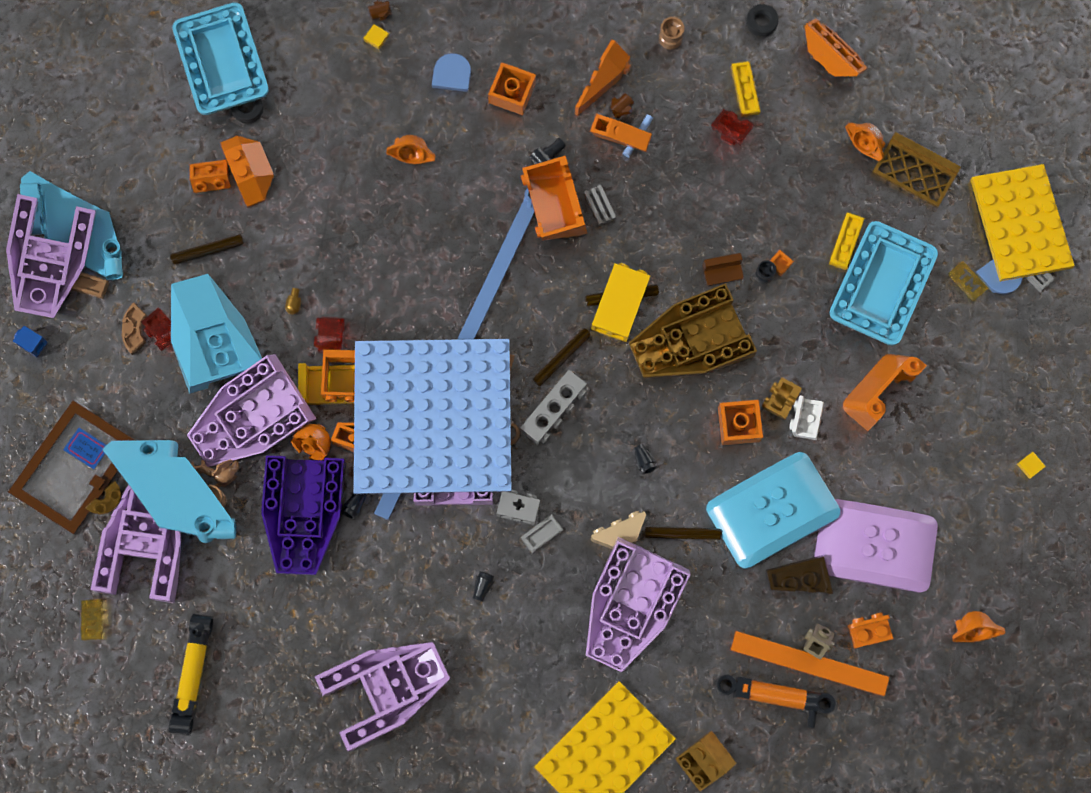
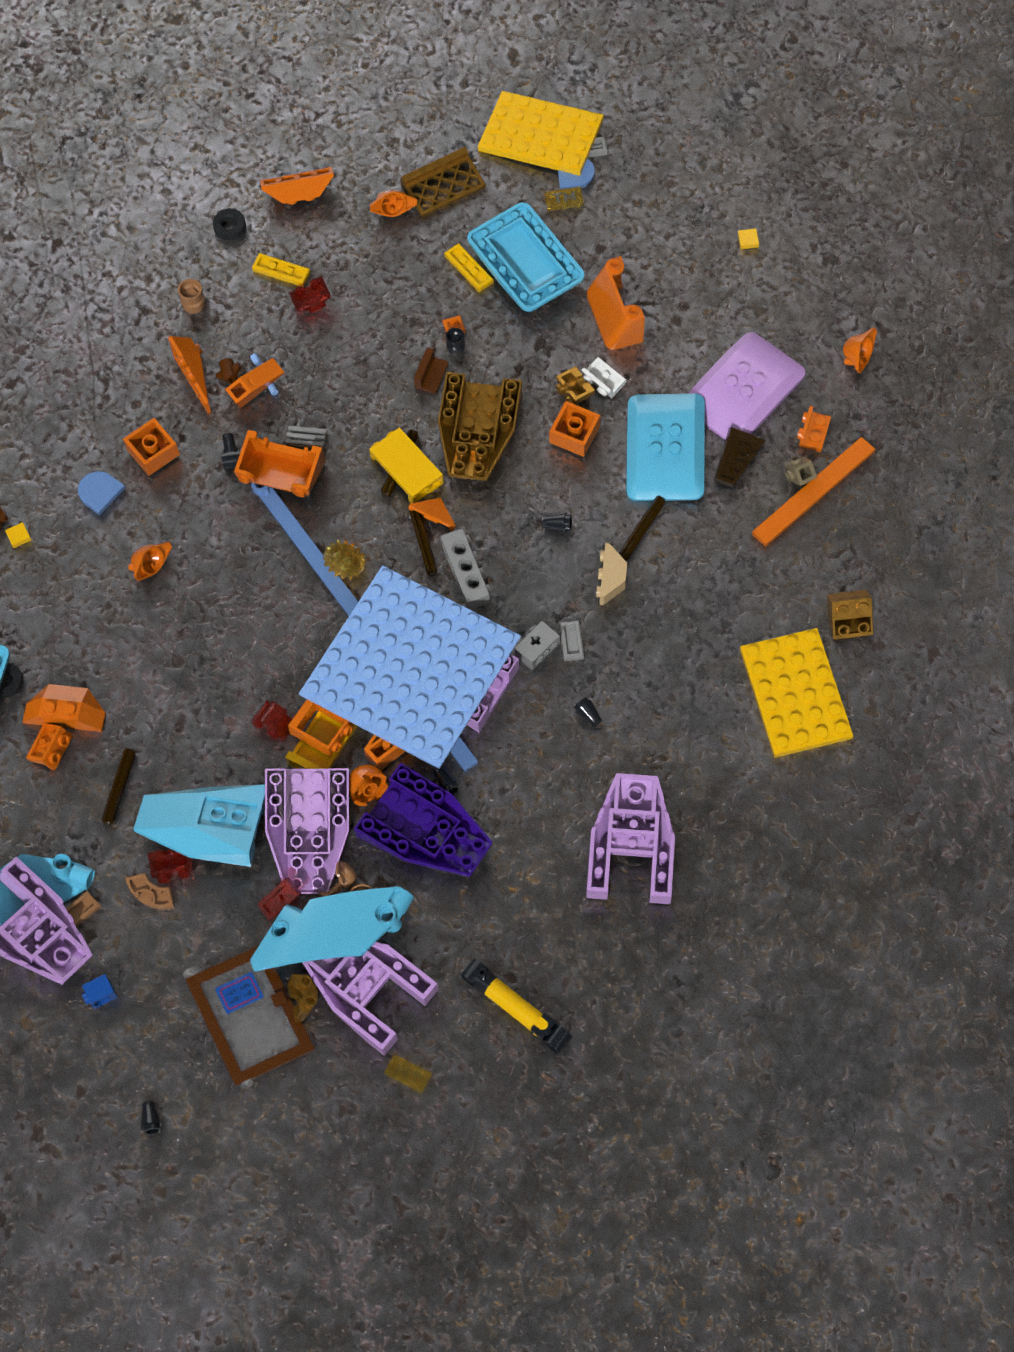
camera: 55 degrees left, 10 degrees down
(177, 432) = (279, 897): none -> clear red plate
(293, 302) = (221, 736): pearl gold cylinder -> none
(510, 304) = (344, 559): none -> clear yellow gear
(592, 350) = (434, 511): none -> orange tile
(632, 603) = (680, 596): lavender wedge -> none
(778, 695) = (807, 548): piece -> none

